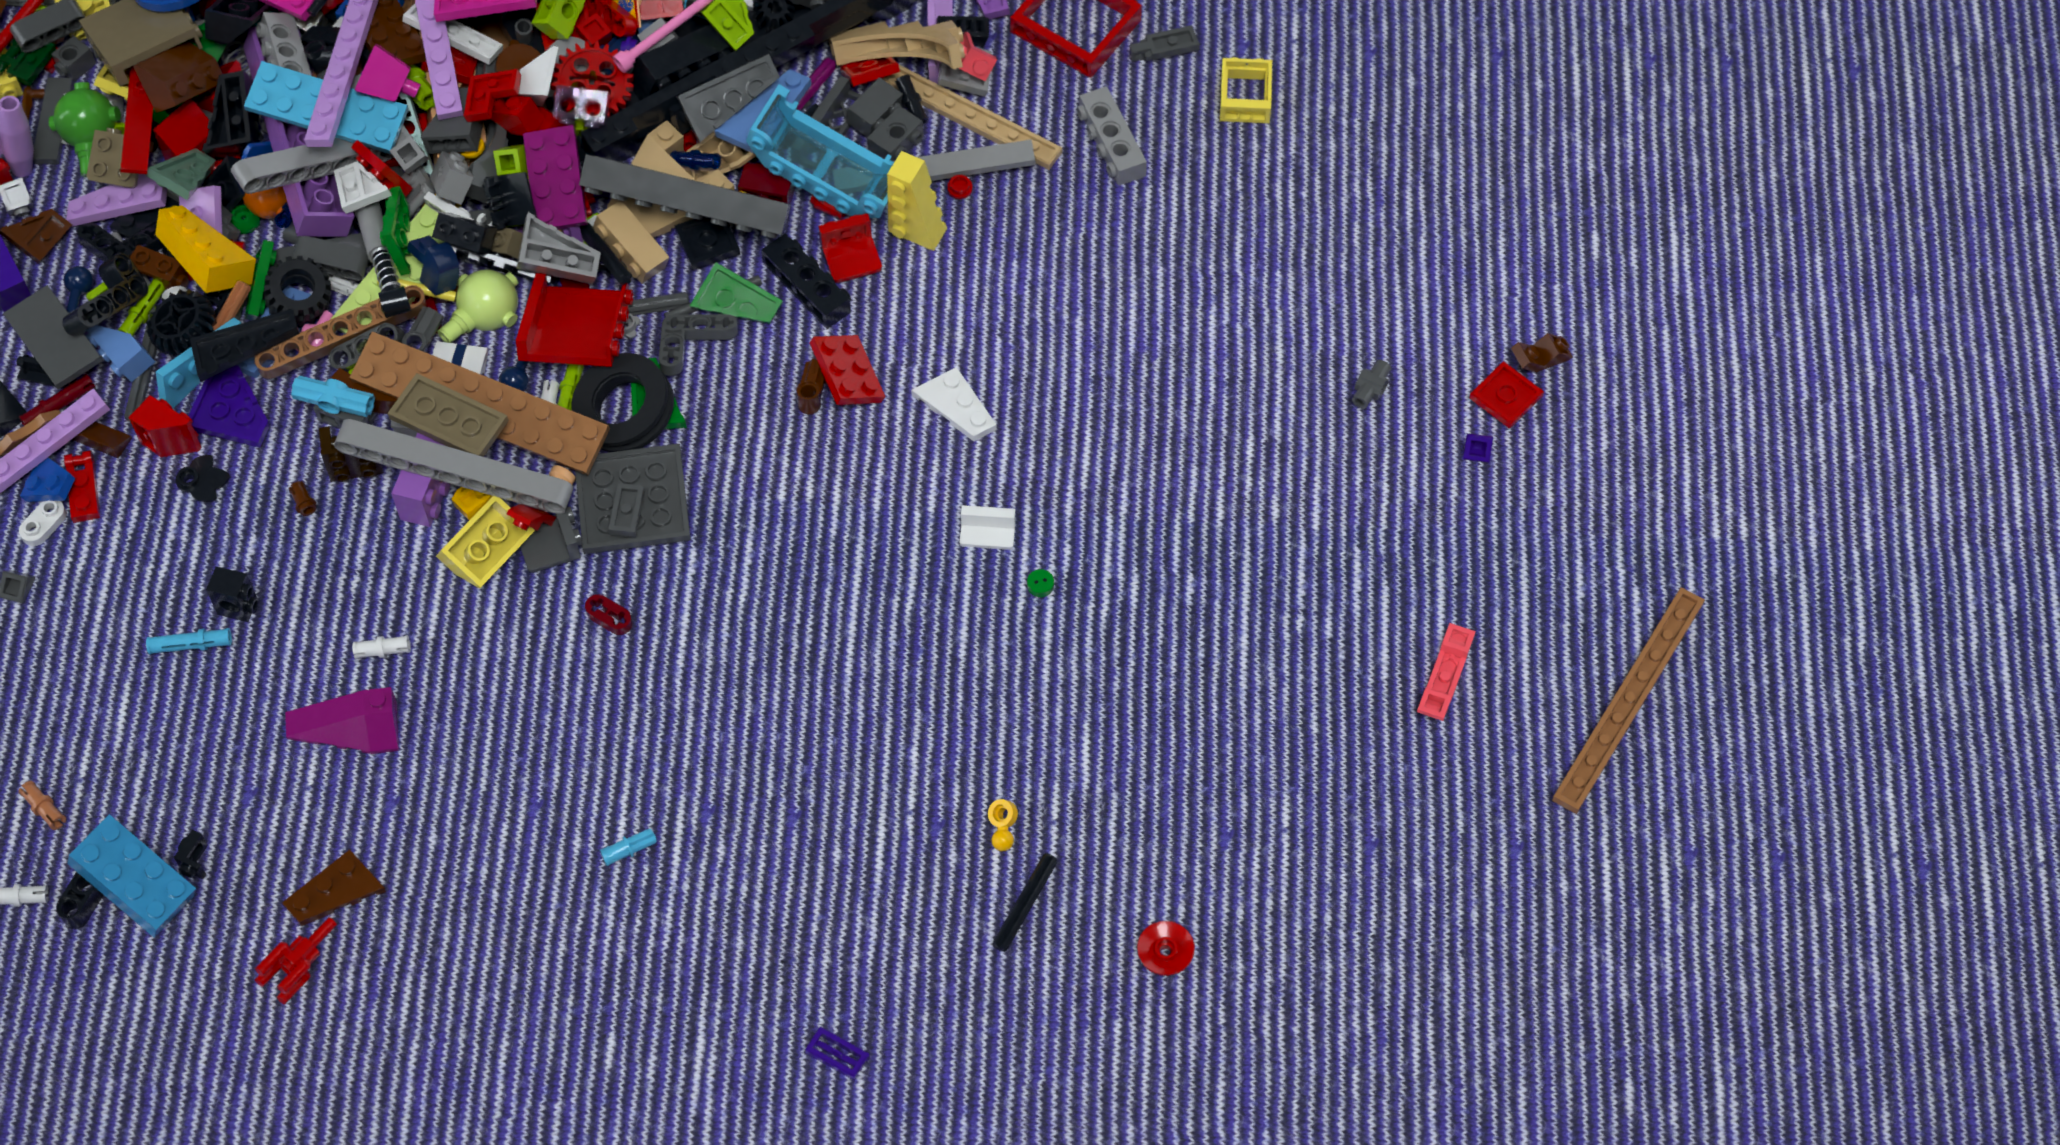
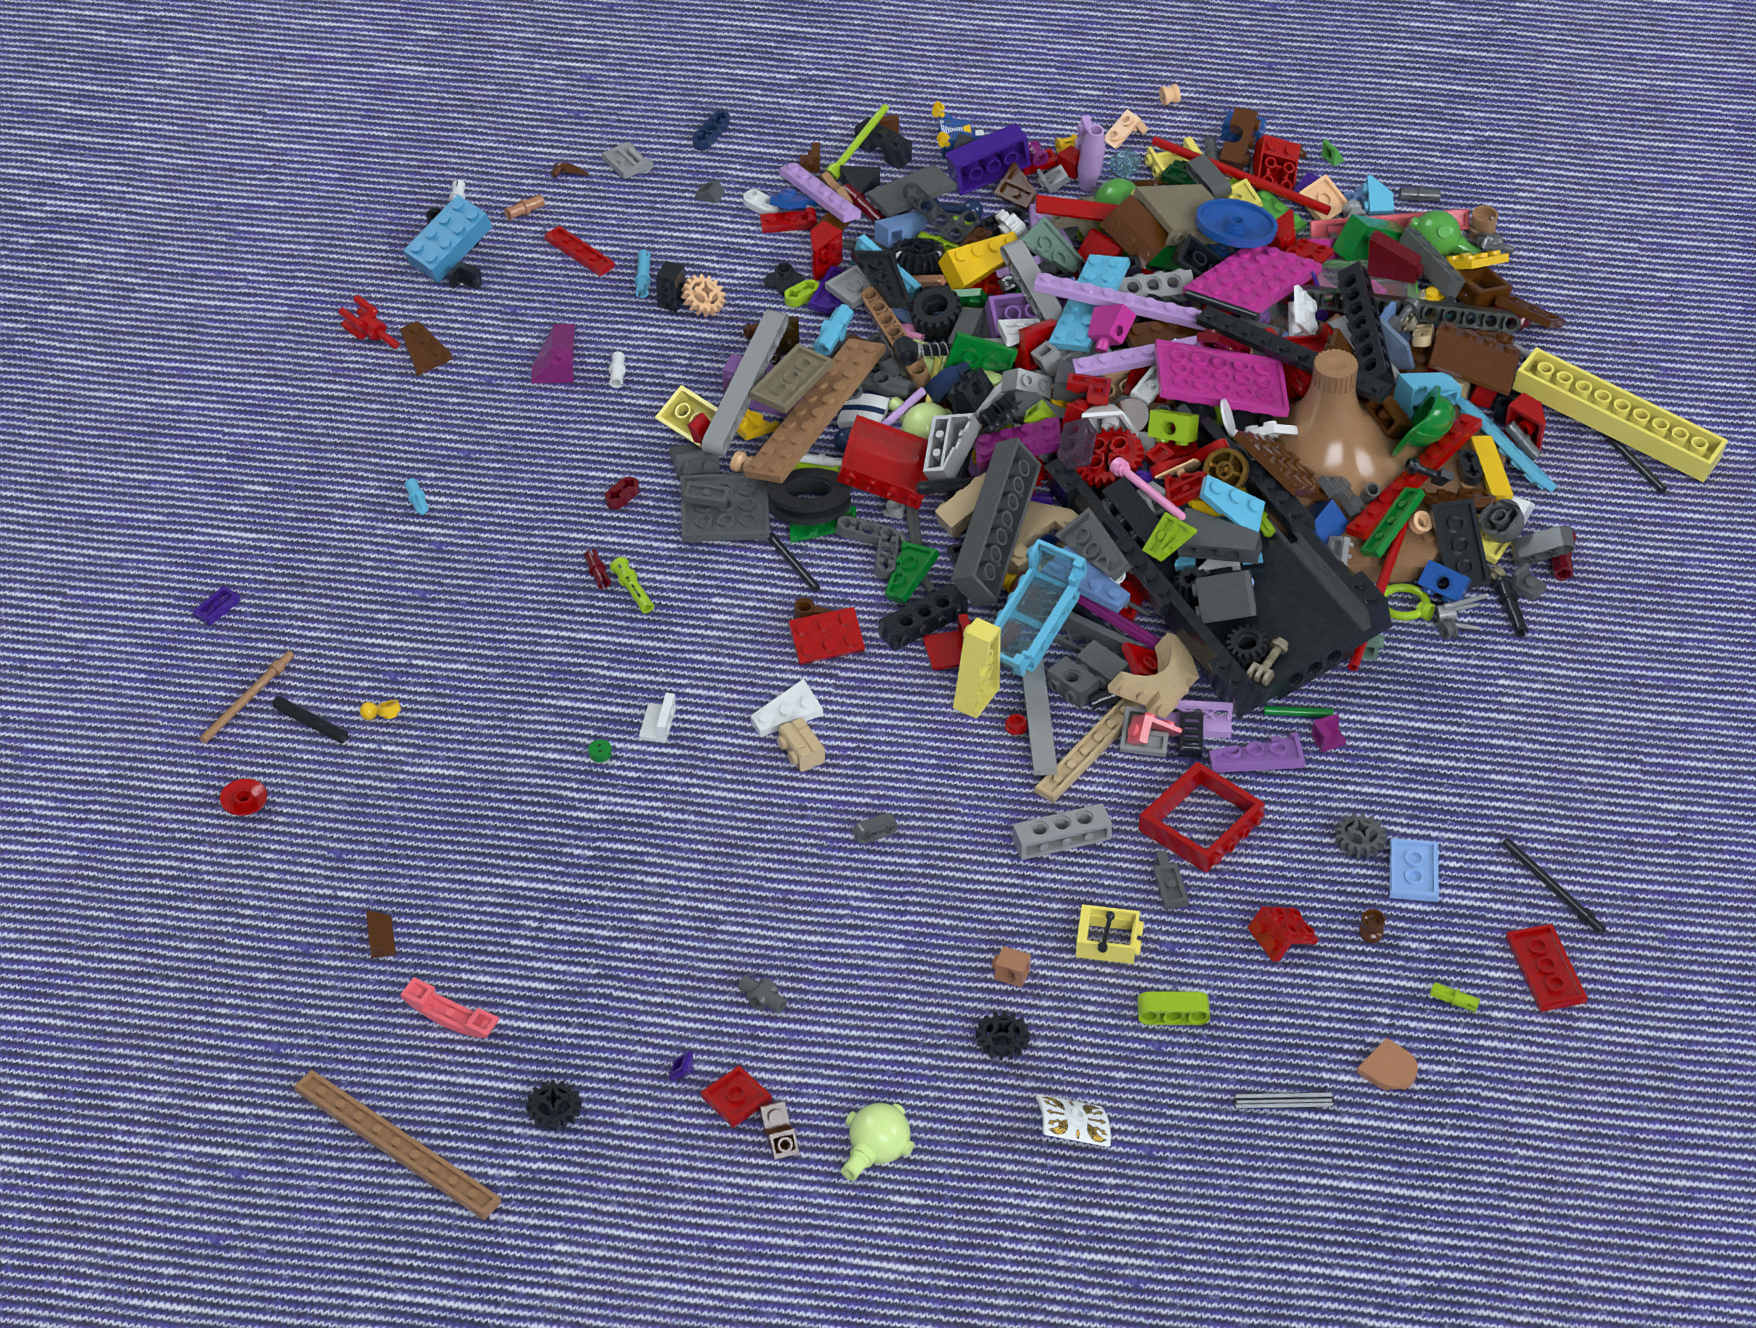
camera: 95 degrees right, 15 degrees down
(133, 727) = (579, 250): none -> red tile
(137, 220) = (1010, 223): none -> white gear
(234, 453) = (800, 293): none -> lime beam
(237, 390) = (849, 286): none -> light grey plate
(244, 558) = (703, 295): none -> light nougat gear
(477, 328) = (904, 407): none -> lavender bar
(720, 419) = (794, 563): none -> black bar
(745, 623) = (597, 568): none -> dark red pin
(760, 585) = (625, 571): none -> lime pin
(944, 958) = (274, 669): none -> medium nougat bar
(1015, 381) = (801, 744): none -> tan brick
(1129, 302) = (875, 828): none -> dark grey beam
(1276, 84) = (1102, 946): none -> black hinge
(1300, 168) = (1011, 966): none -> nougat brick
(1330, 35) = (1173, 1008): none -> lime beam
(1346, 767) = (380, 934): none -> reddish brown slope
(1390, 171) = (1003, 1035): none -> black gear
(1487, 103) = (1074, 1120): none -> white shield
(1534, 266) = (877, 1136): none -> yellowish green piece
(1550, 559) = (541, 1105): none -> black gear

